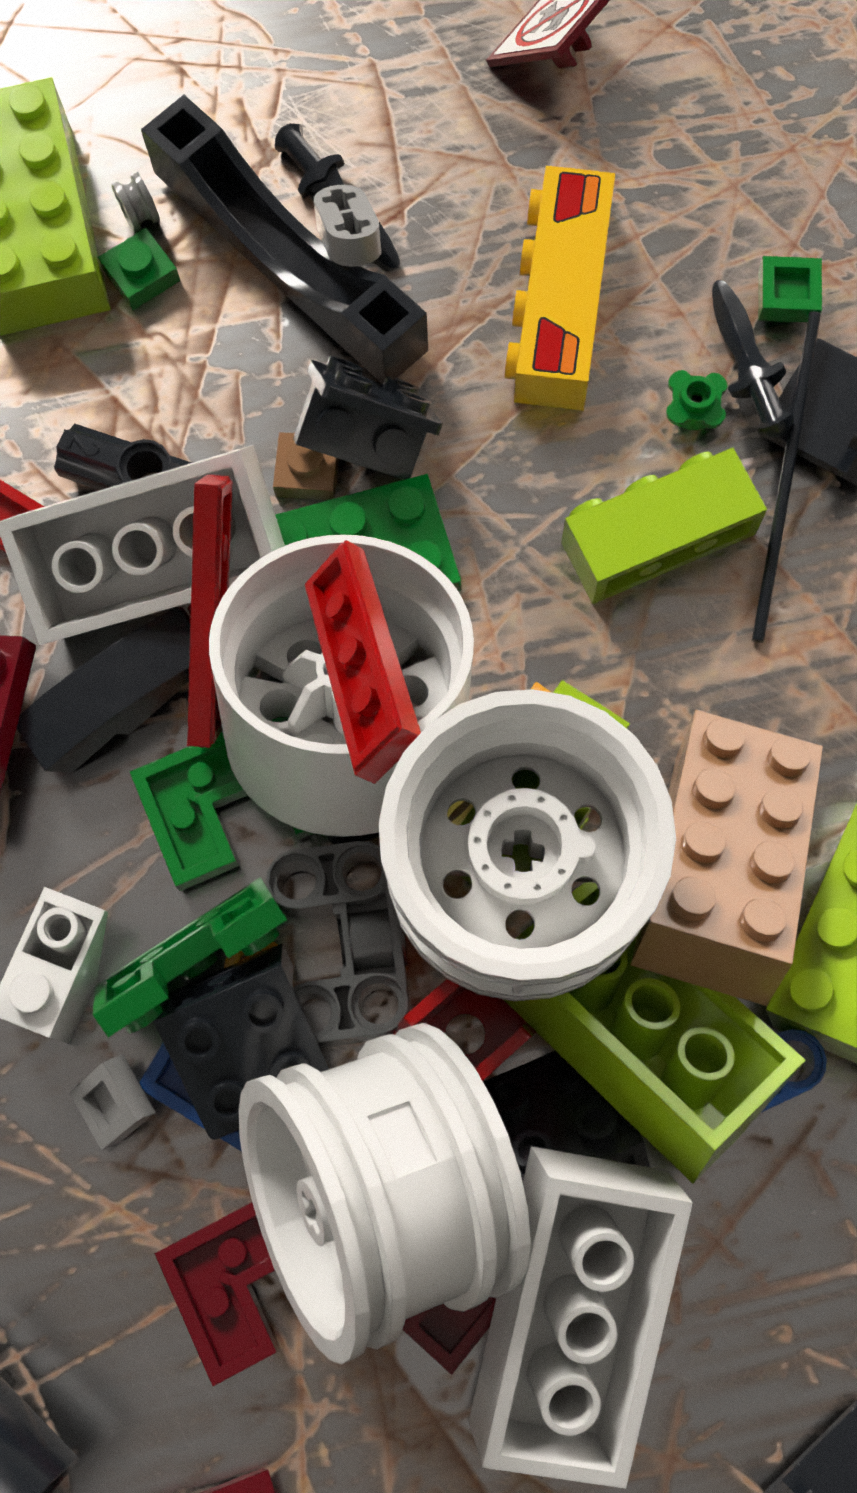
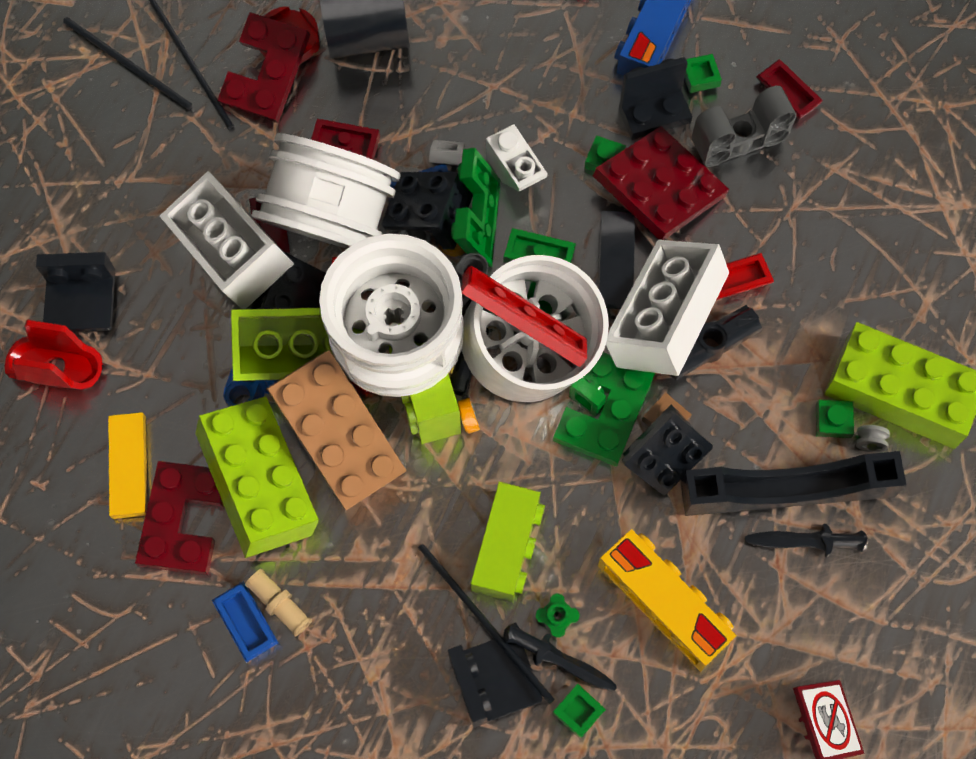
camera: 125 degrees right, 5 degrees down
(208, 586) = (630, 309): red tile -> none
(347, 225) = (773, 523): light grey beam -> none

